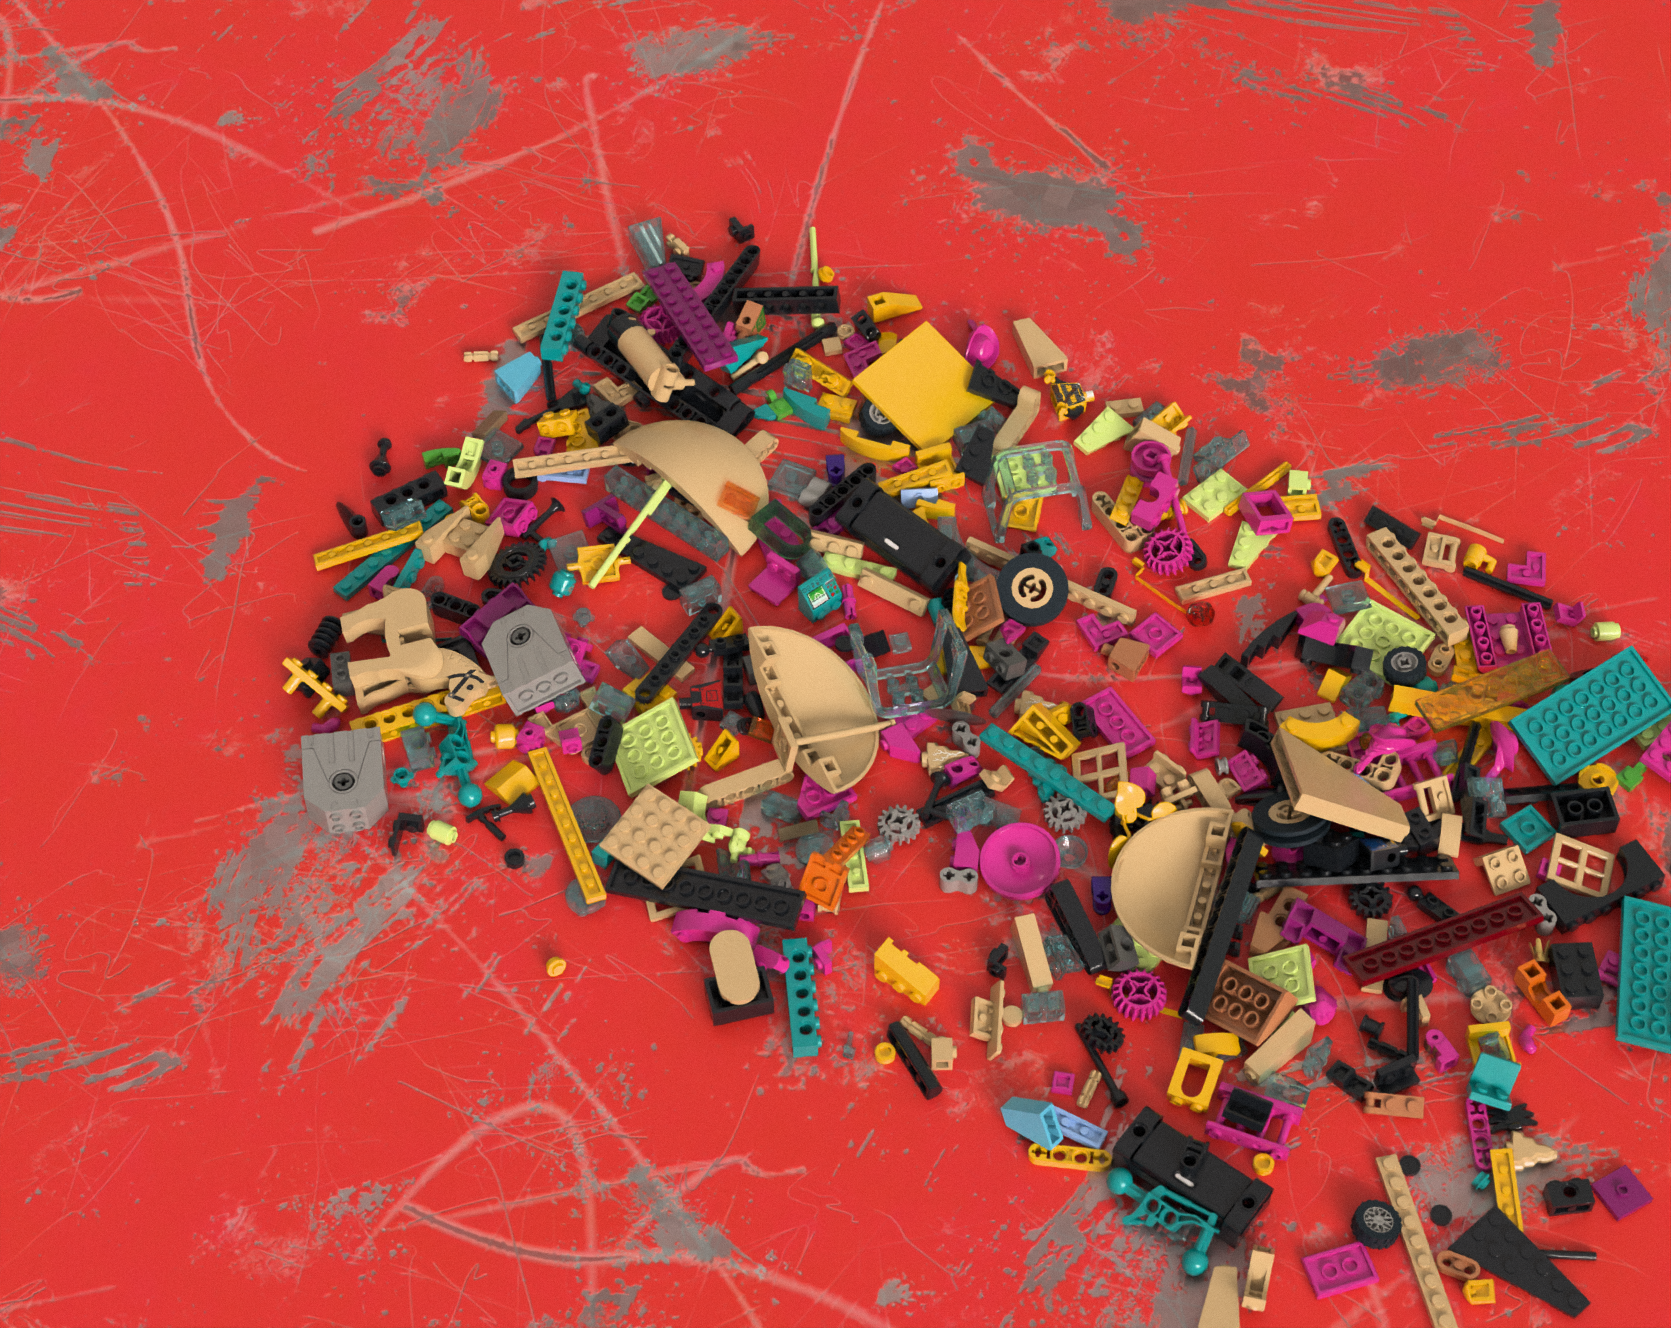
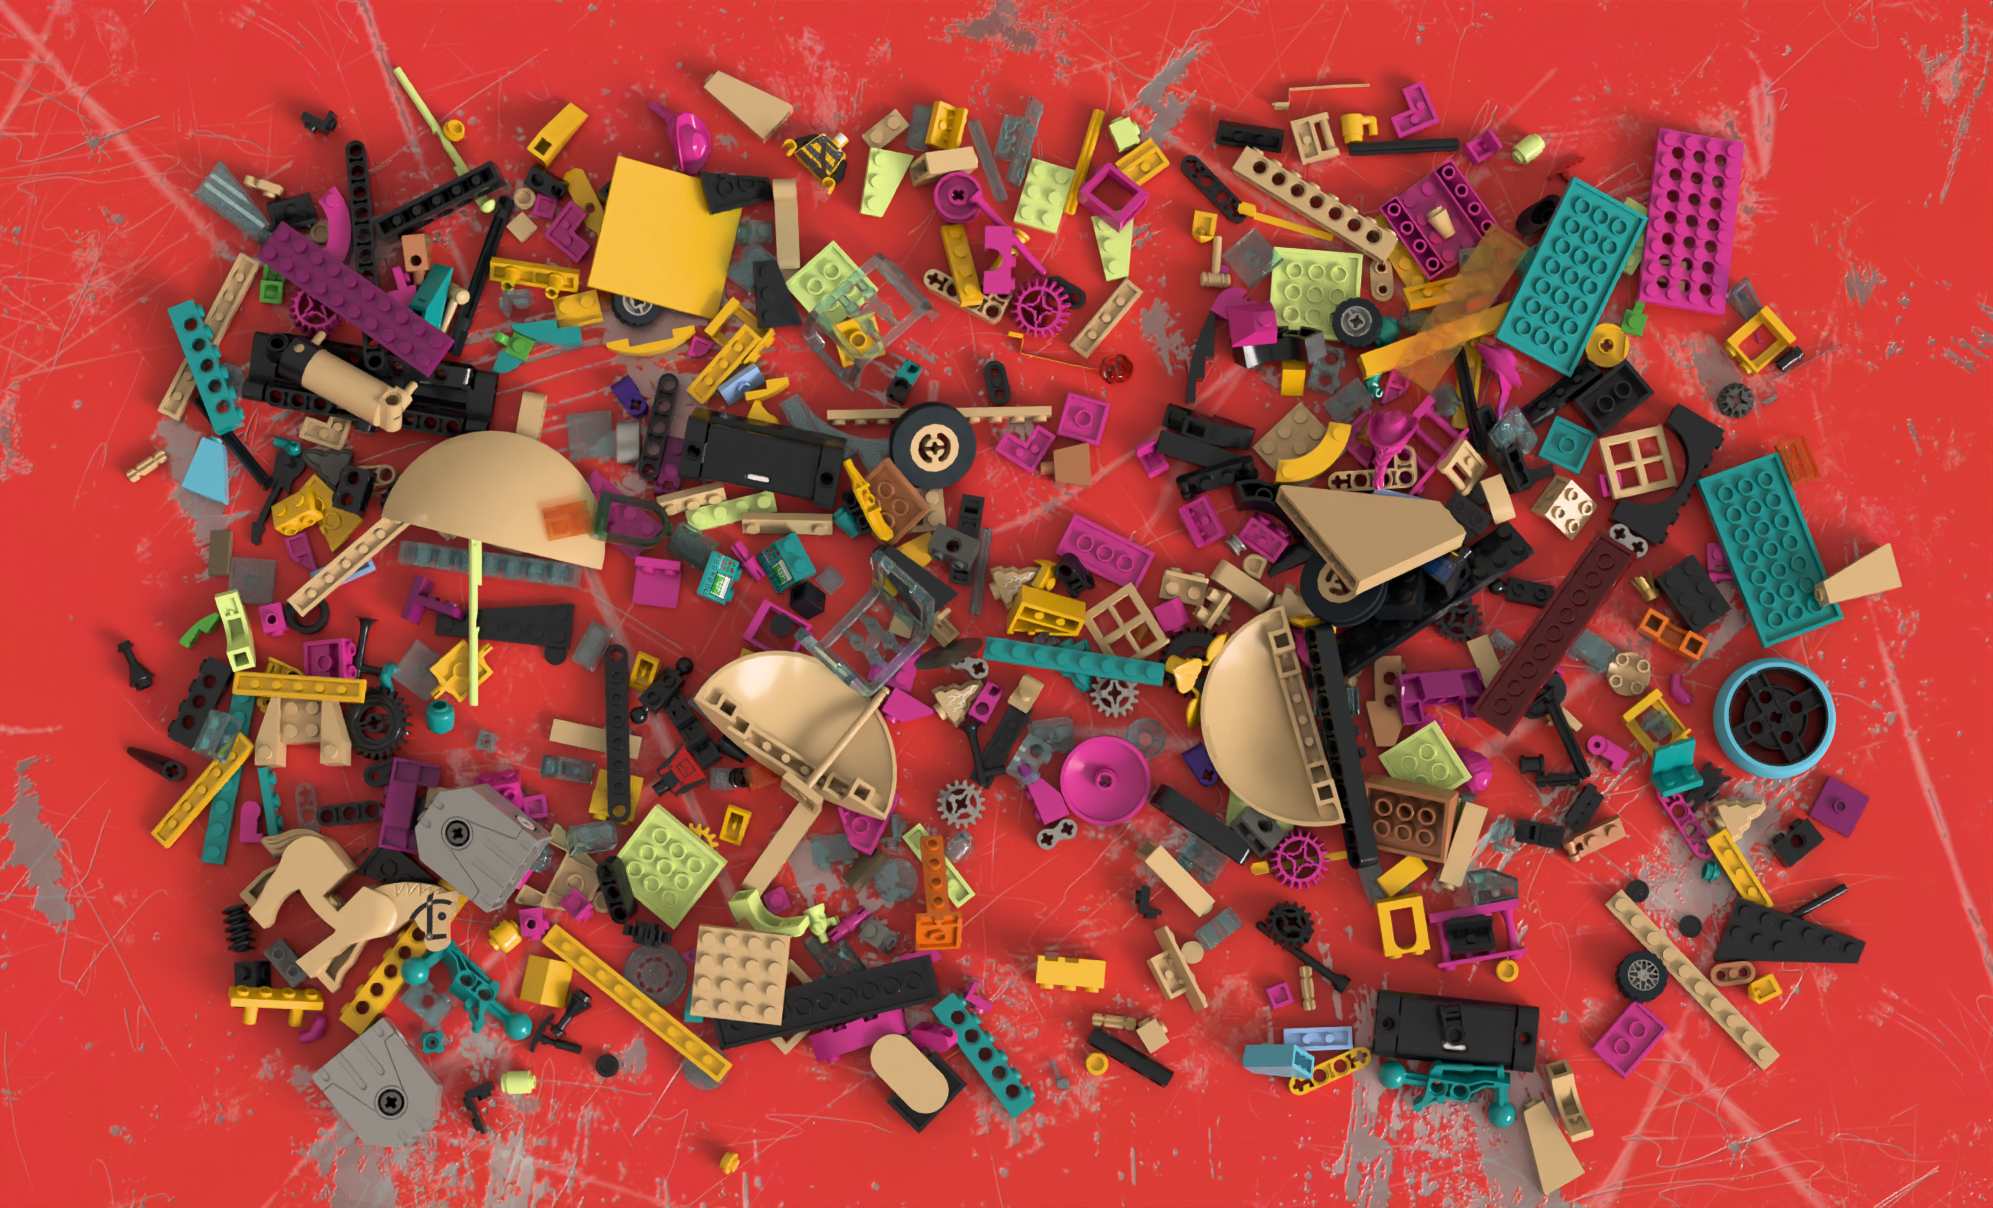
camera: 35 degrees left, 30 degrees up
(481, 511) = (299, 687): none -> yellow tile
(607, 781) = (647, 933): none -> black gear
(877, 613) = (786, 563): none -> teal slope
(1011, 630) = (940, 509): dark pink tile -> none
(1598, 1093) = (1794, 755): none -> black wheel

